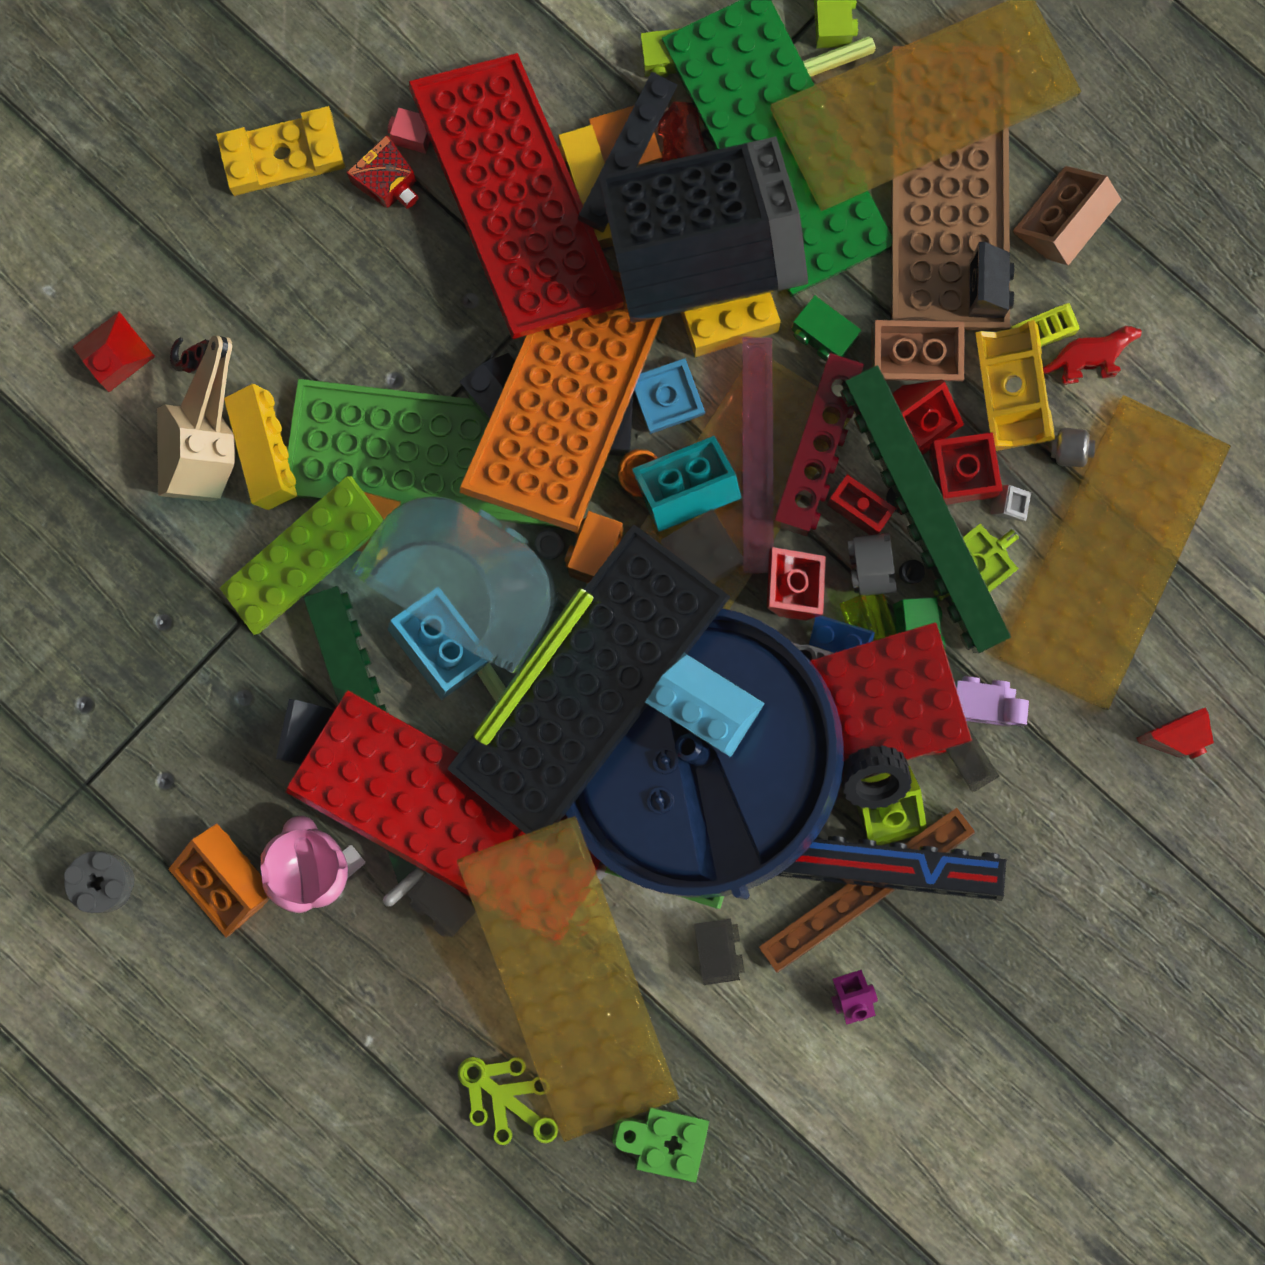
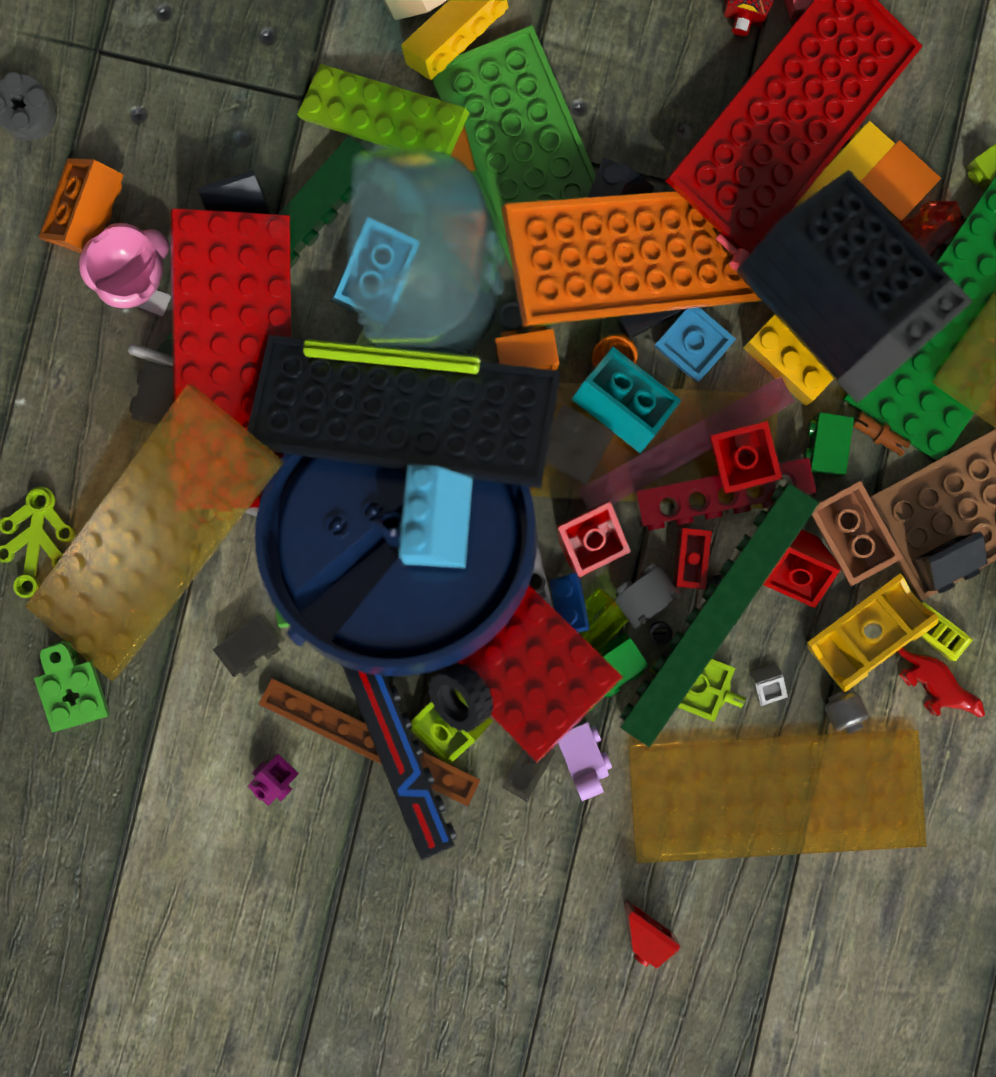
camera: 55 degrees right, 5 degrees up
(616, 312) = (739, 255): none -> coral hand
(630, 144) = (905, 185): black plate -> none
(799, 406) = (745, 457): none -> red slope
(841, 279) = (881, 433): none -> dark orange pin
(966, 468) = (775, 629): red brick -> none

